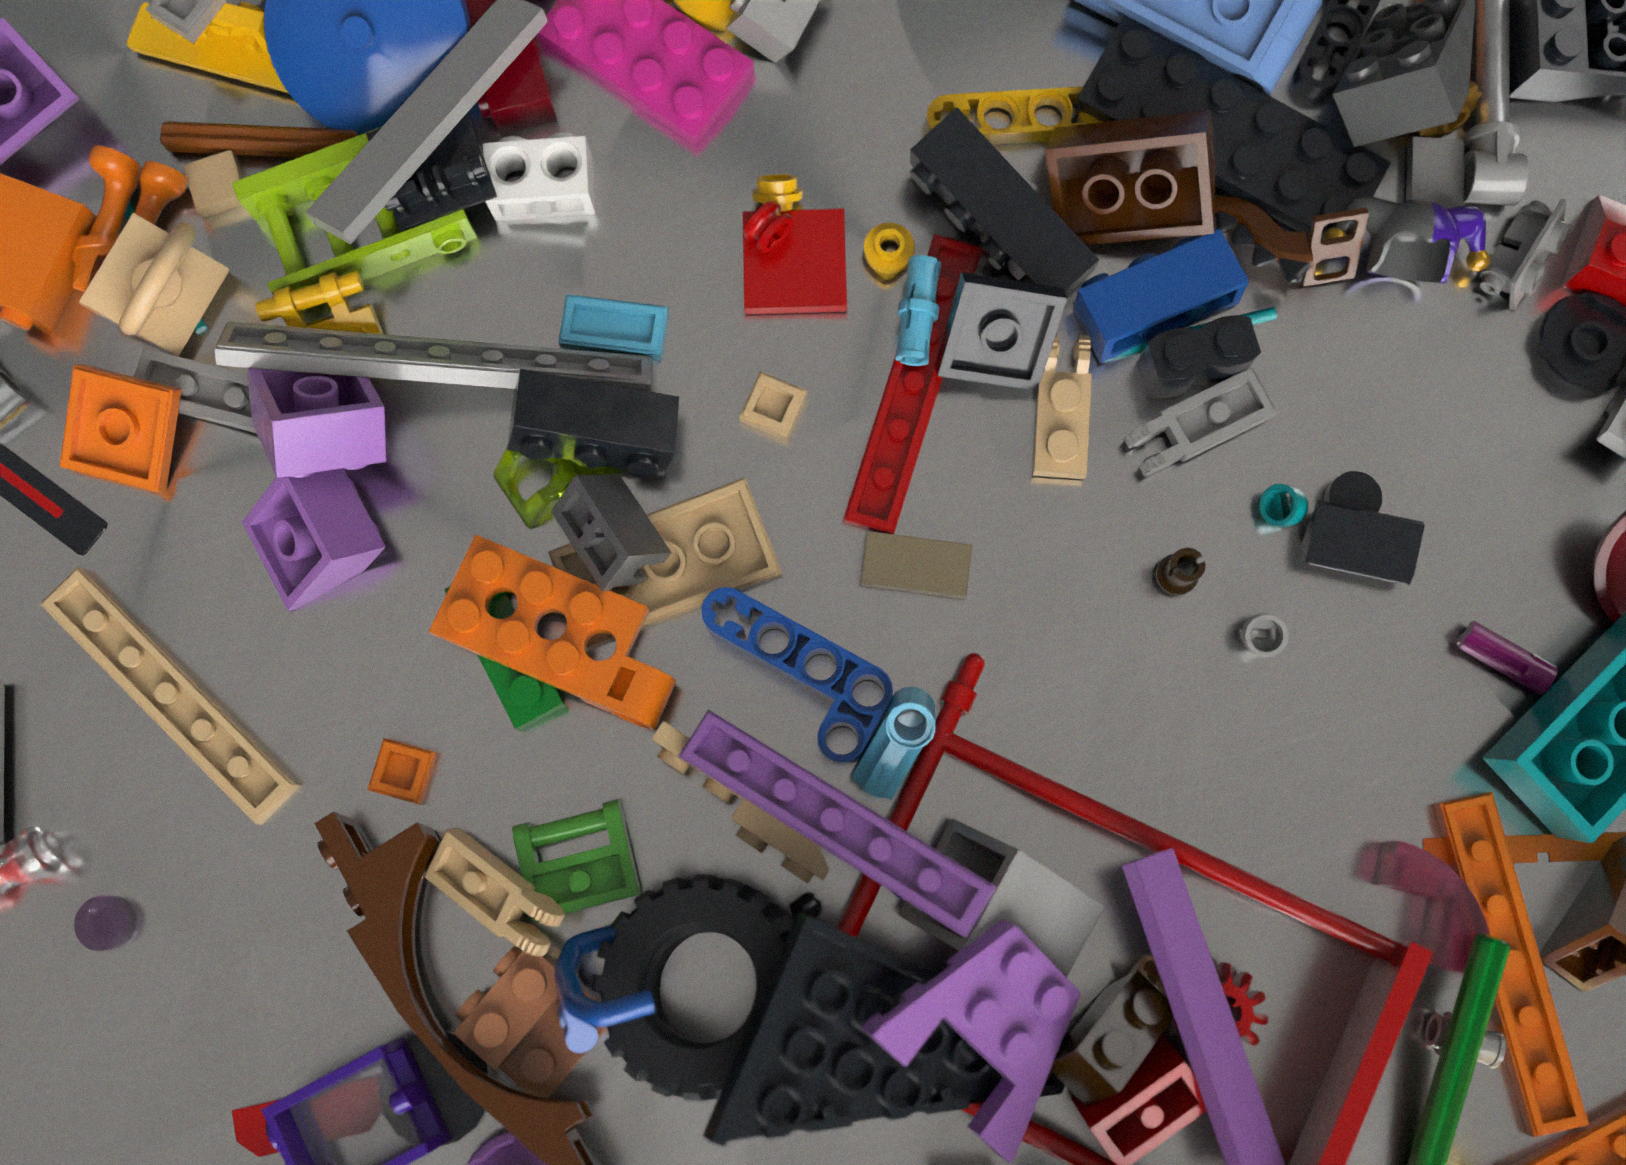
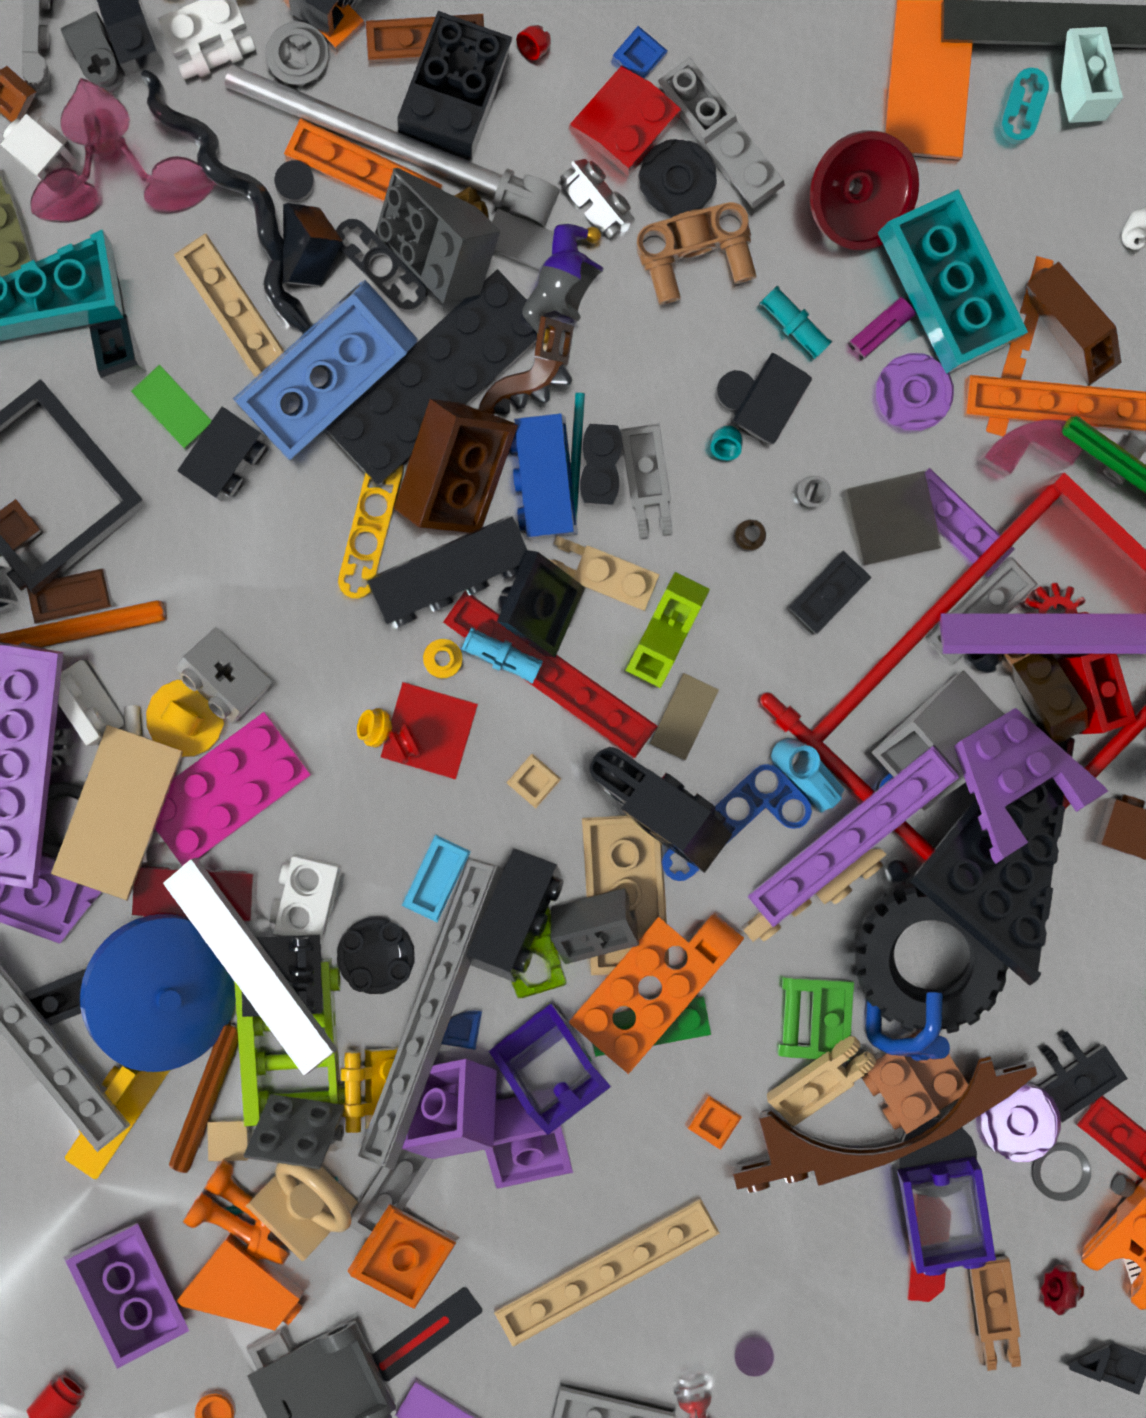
camera: 75 degrees left, 10 degrees up
(234, 235) = (295, 1131): none -> dark grey hinge
(402, 526) = (549, 1069): none -> window
(431, 417) = (463, 1029): none -> blue tile
(494, 282) = (375, 955): none -> black dish
(789, 558) = (663, 807): none -> black brick
(1011, 506) = (667, 629): none -> lime brick
(1127, 934) = (985, 662): none -> black hinge
(1141, 697) = (829, 592): none -> black plate
(1228, 928) = (996, 595): none -> light grey tile
(1270, 751) = (894, 517): none -> clear smoke tile
(1295, 831) = (961, 523): none -> medium lavender tile
(1438, 726) = (914, 392): none -> medium lavender tile
(1470, 543) = (796, 322): none -> teal pin
(1528, 381) = (691, 236): none -> medium nougat piece

